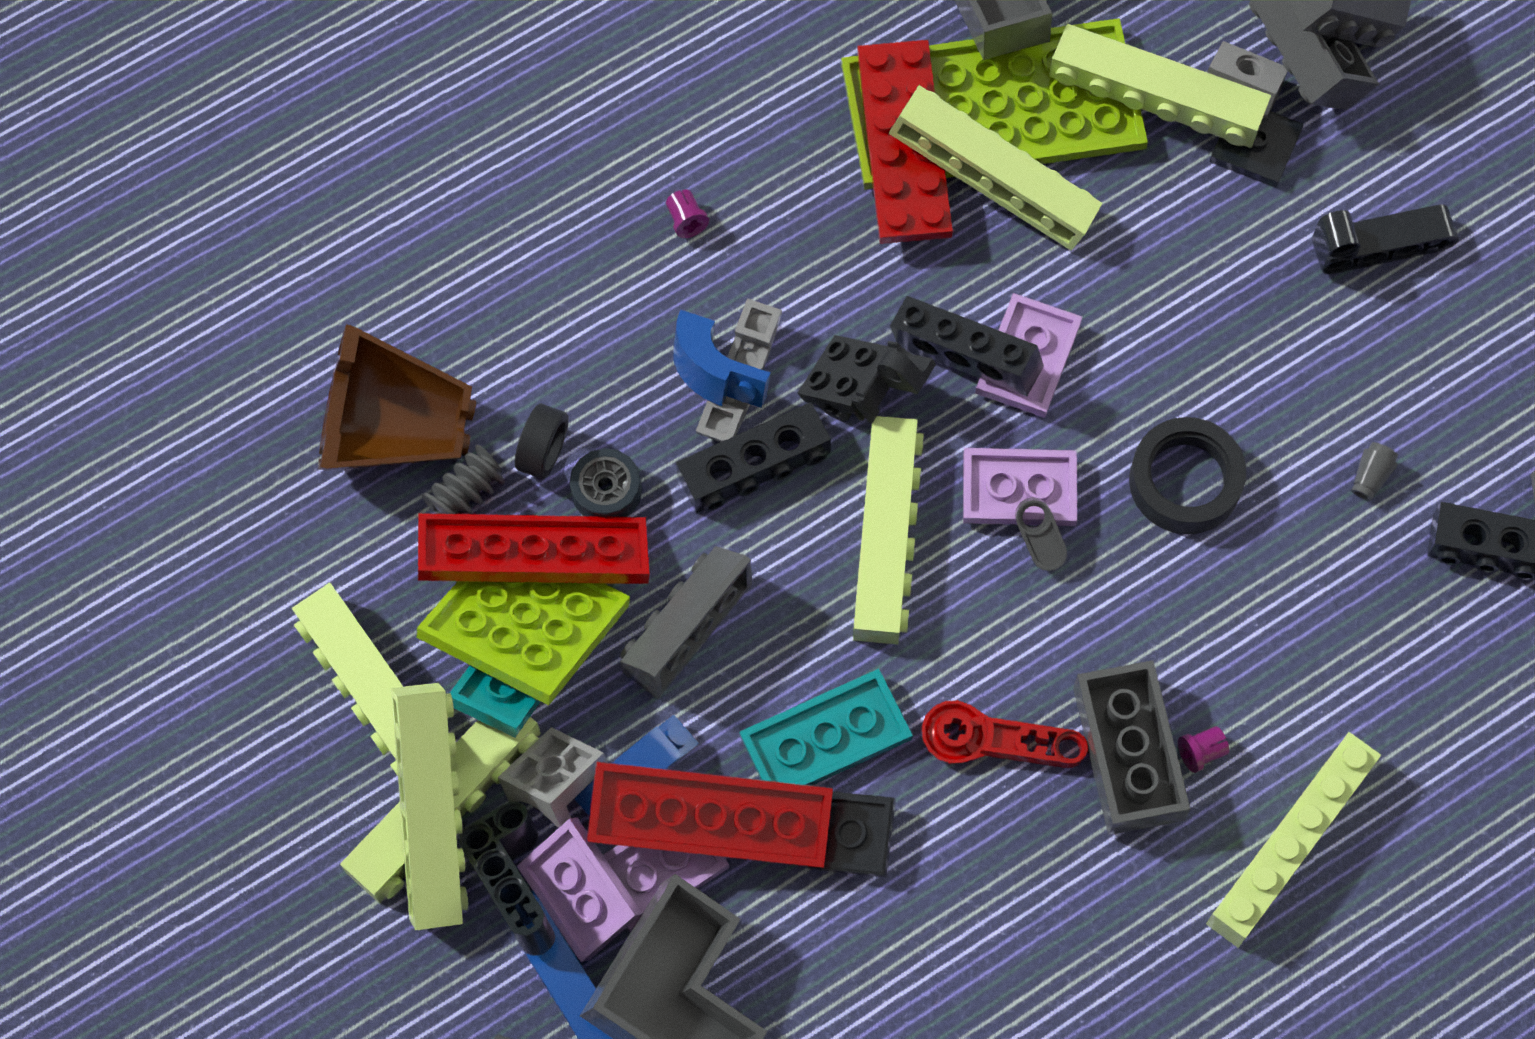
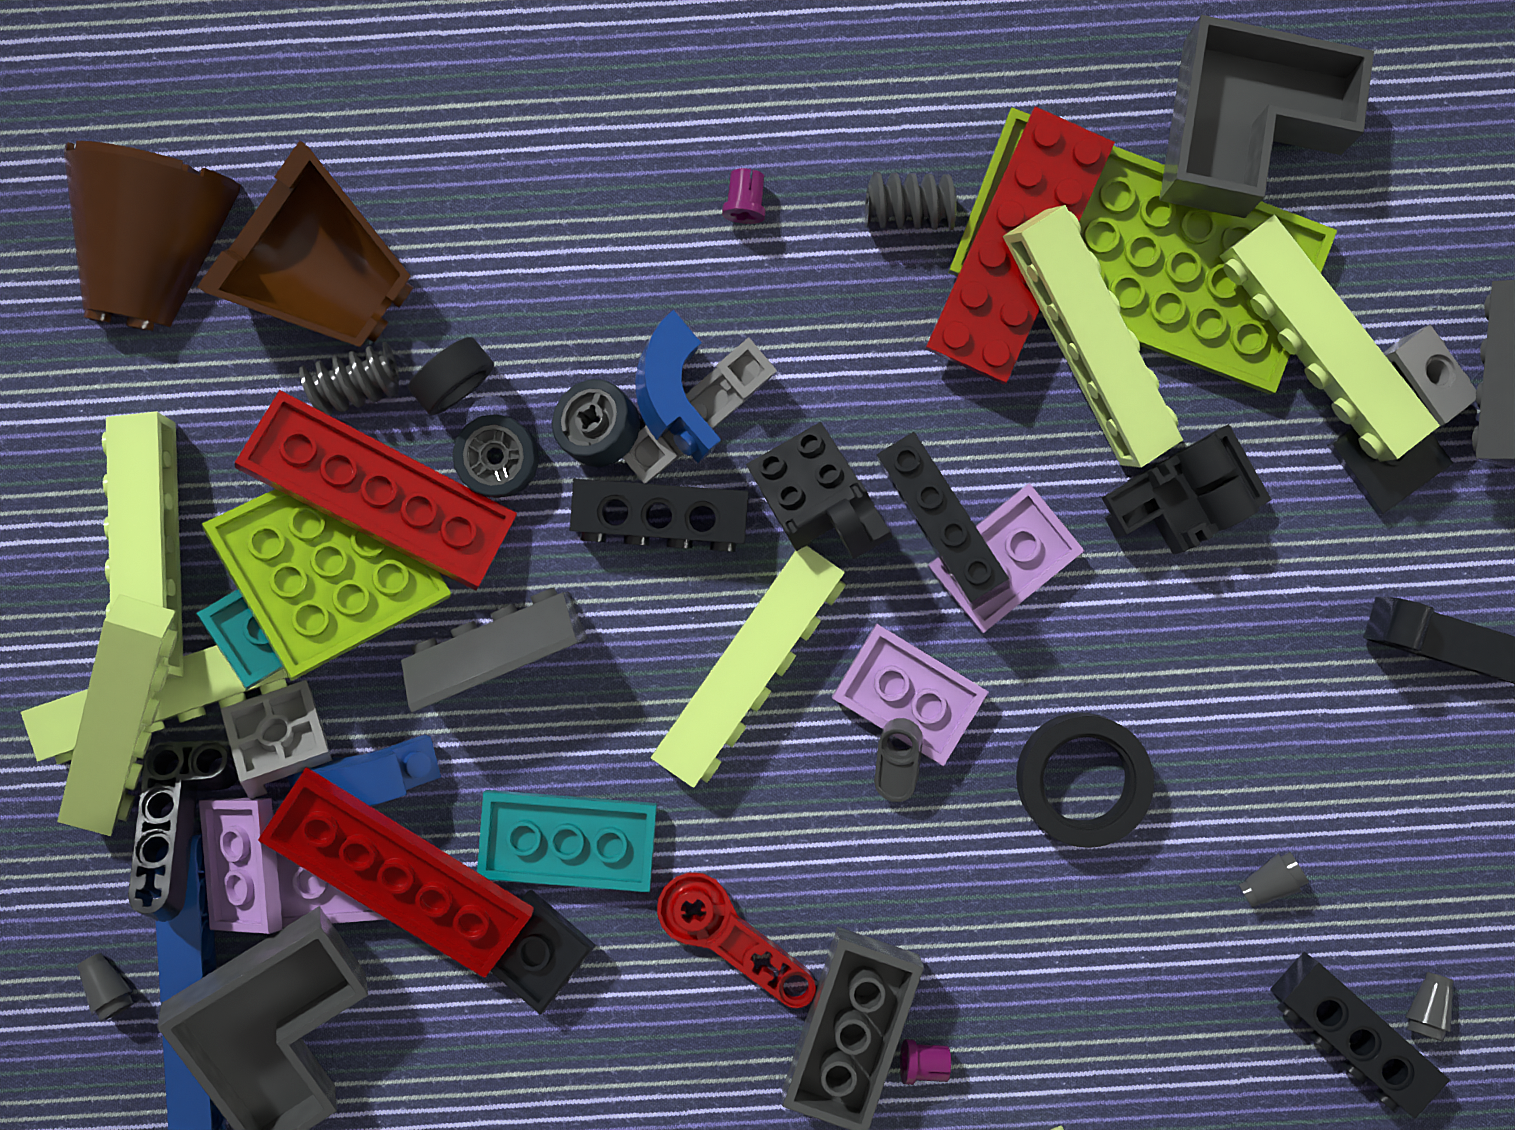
camera: 25 degrees right, 20 degrees up
(238, 465) = (141, 229): none -> reddish brown cone
(683, 416) = (598, 442): none -> wheel
(807, 151) = (911, 200): none -> dark grey piece
(1130, 239) = (1190, 493): none -> black plate

